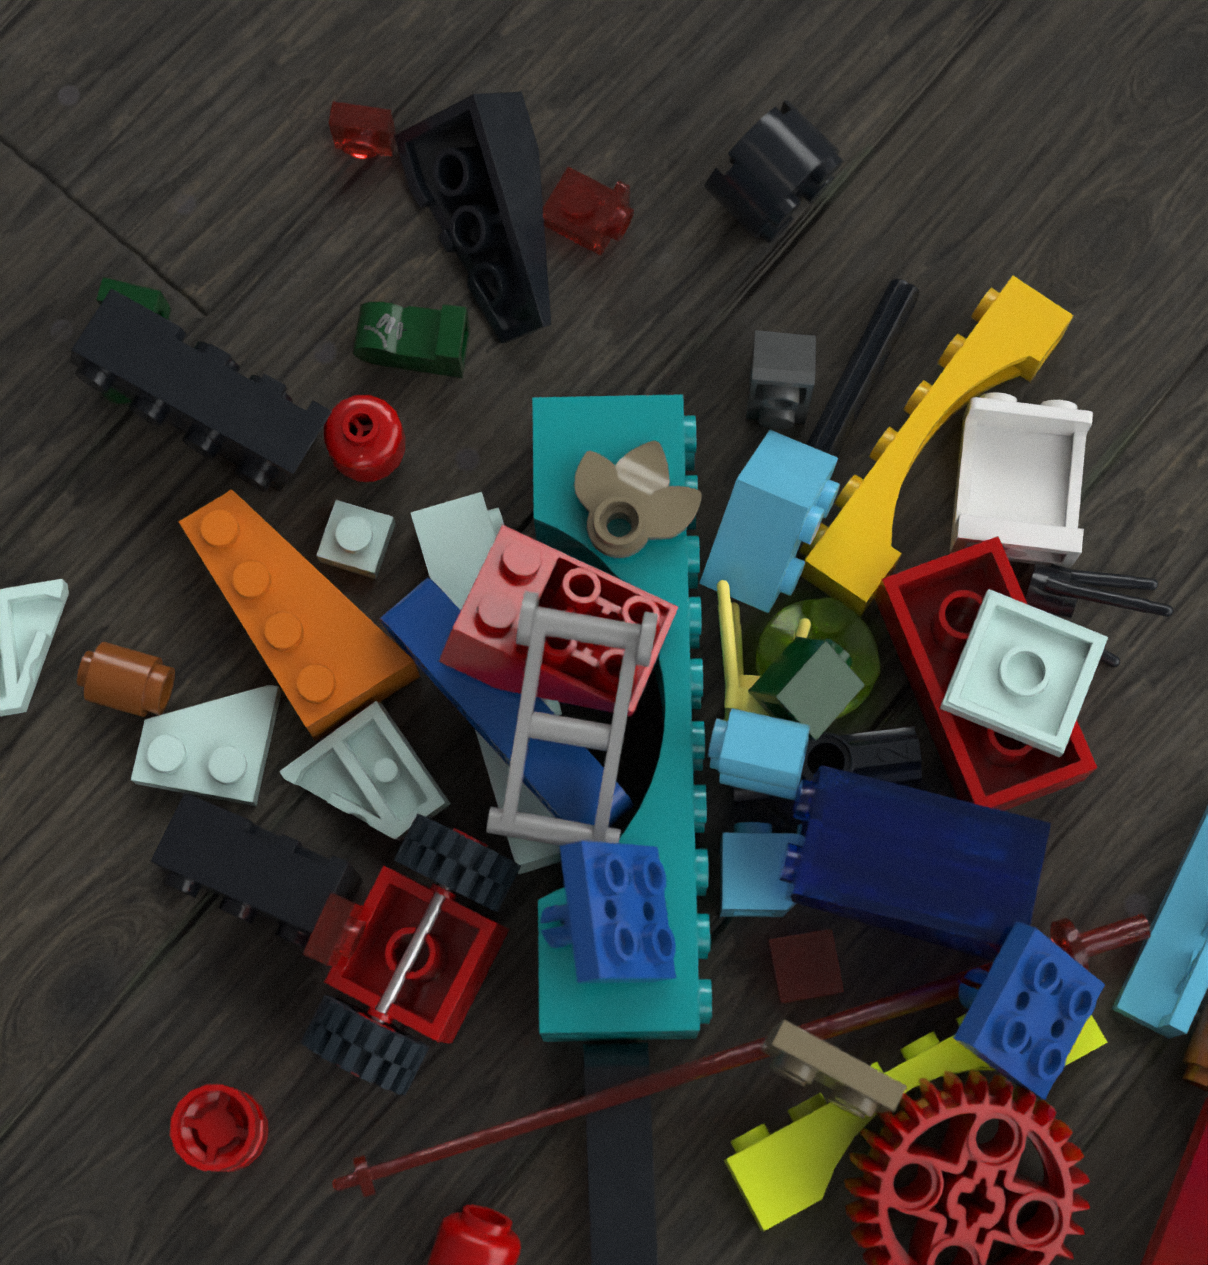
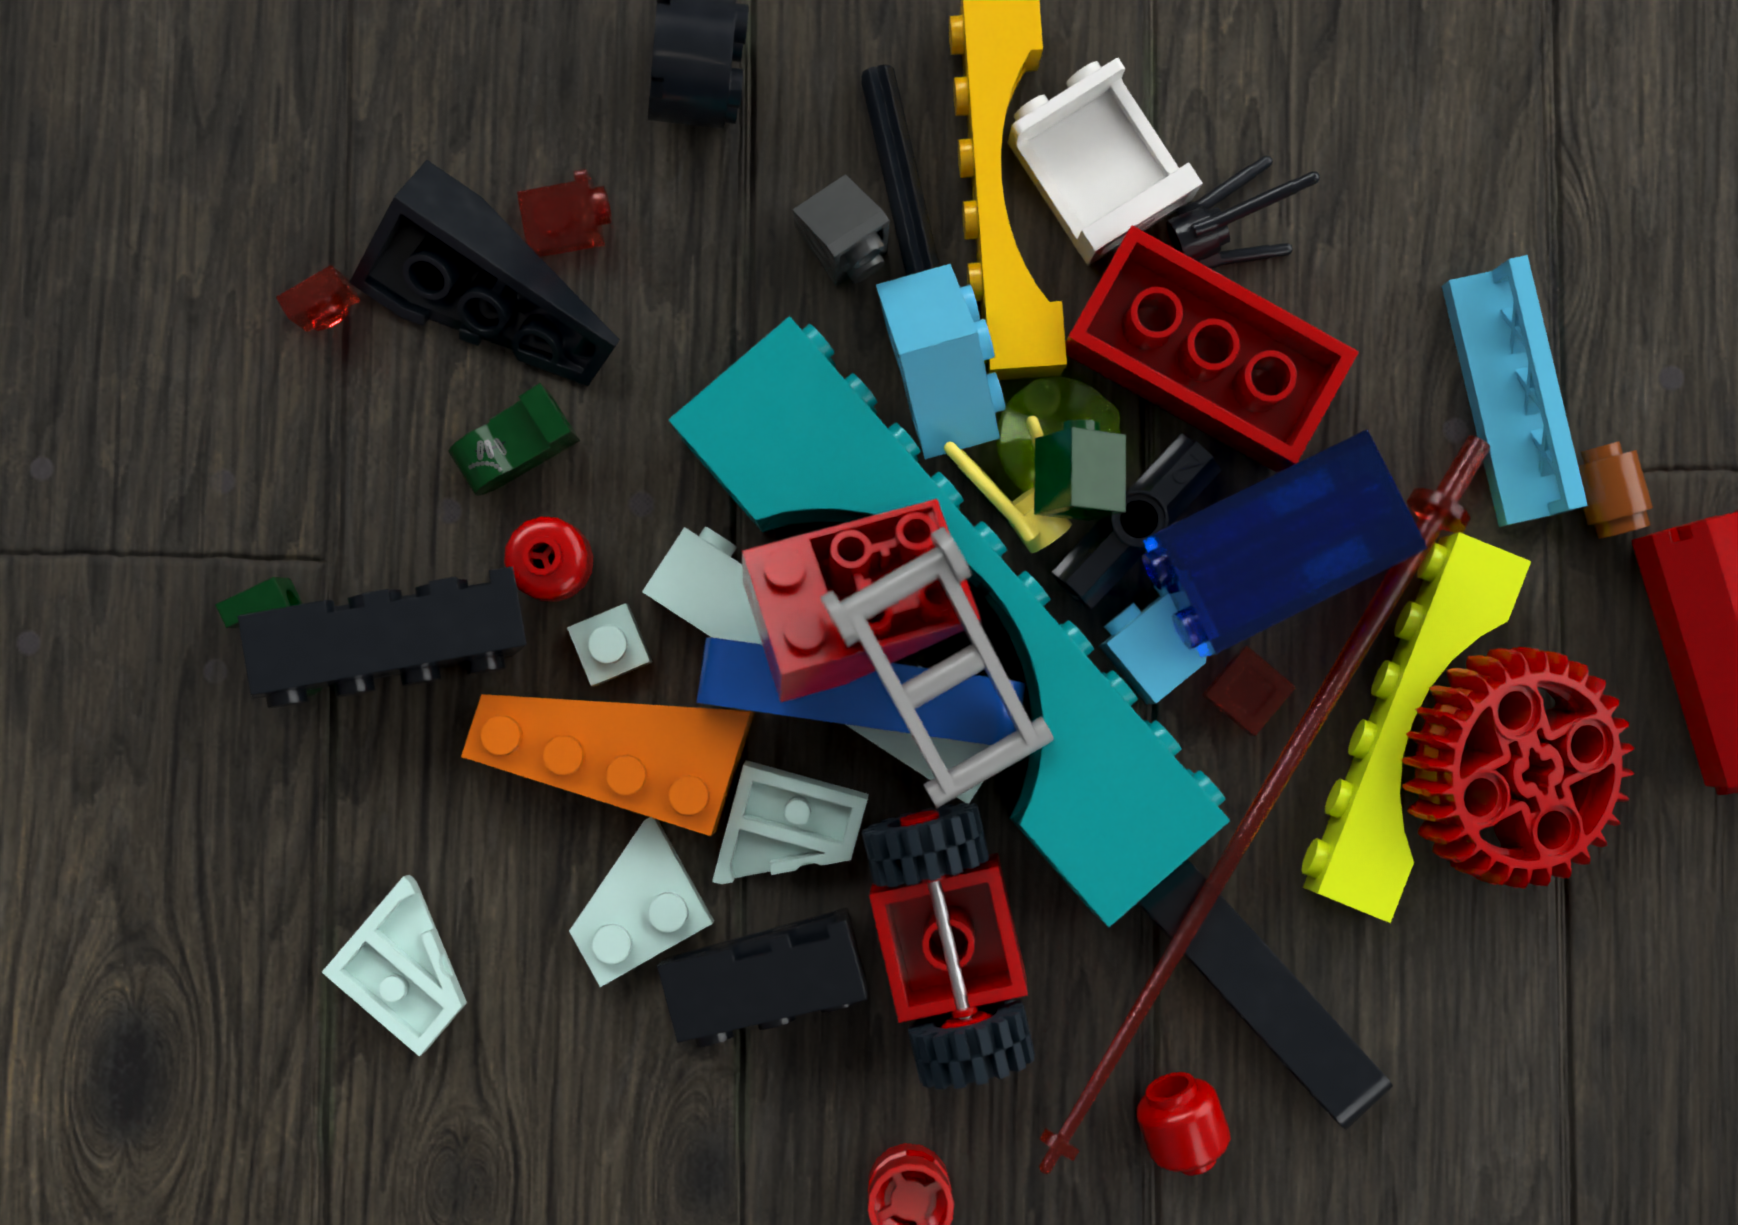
camera: 45 degrees left, 10 degrees up
(125, 680) = (526, 913): dark orange brick -> none
(336, 931) = (882, 981): clear red plate -> none
(613, 913) = (1100, 794): blue plate -> none
(636, 492) = (821, 431): dark tan plate -> none
(759, 753) = (1098, 561): medium azure brick -> none
(853, 1083) = (1335, 773): dark tan plate -> none
(1024, 673) = (1244, 322): light aqua tile -> none
(1027, 1009) = (1462, 592): blue plate -> none

